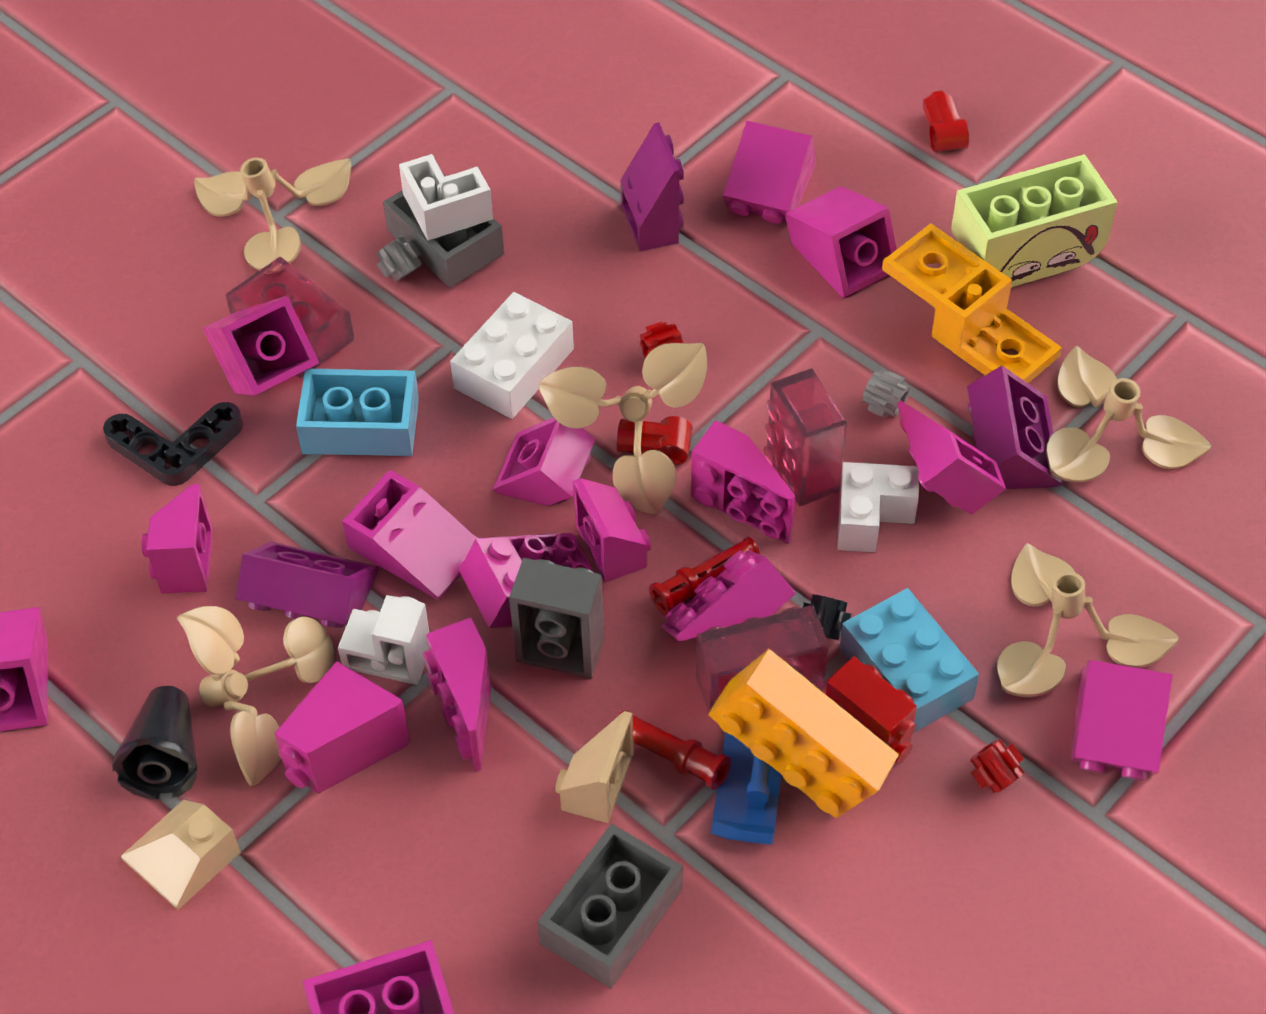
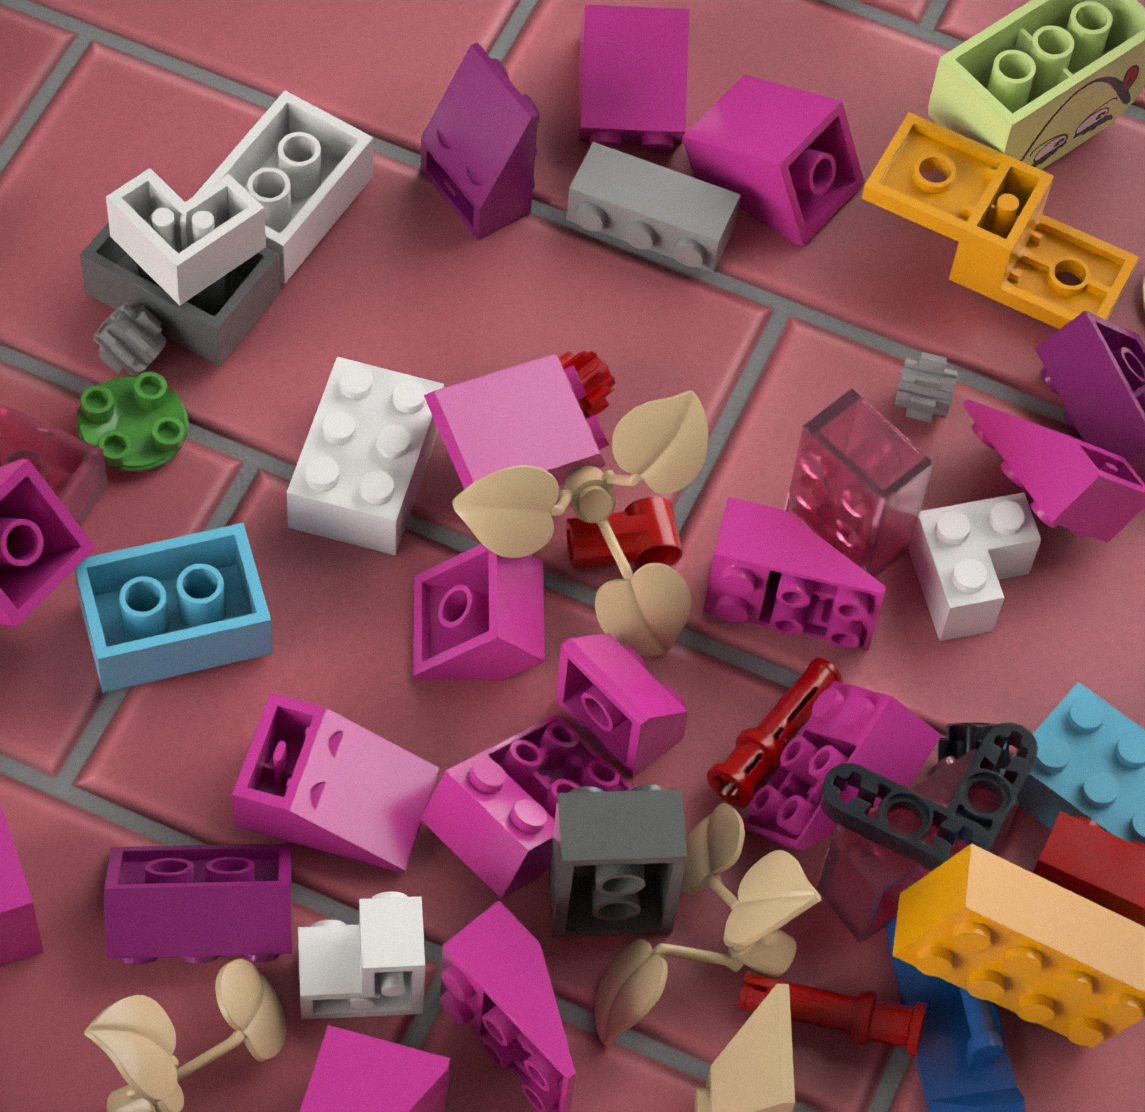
camera: 25 degrees left, 5 degrees up
(383, 306) = (133, 421): none -> bright green dish
(534, 190) = (302, 172): none -> white brick
(605, 343) = (518, 419): none -> slope
(635, 648) = (768, 897): none -> tan plant
(753, 252) = (652, 207): none -> light grey brick
(778, 641) = (955, 822): none -> black beam

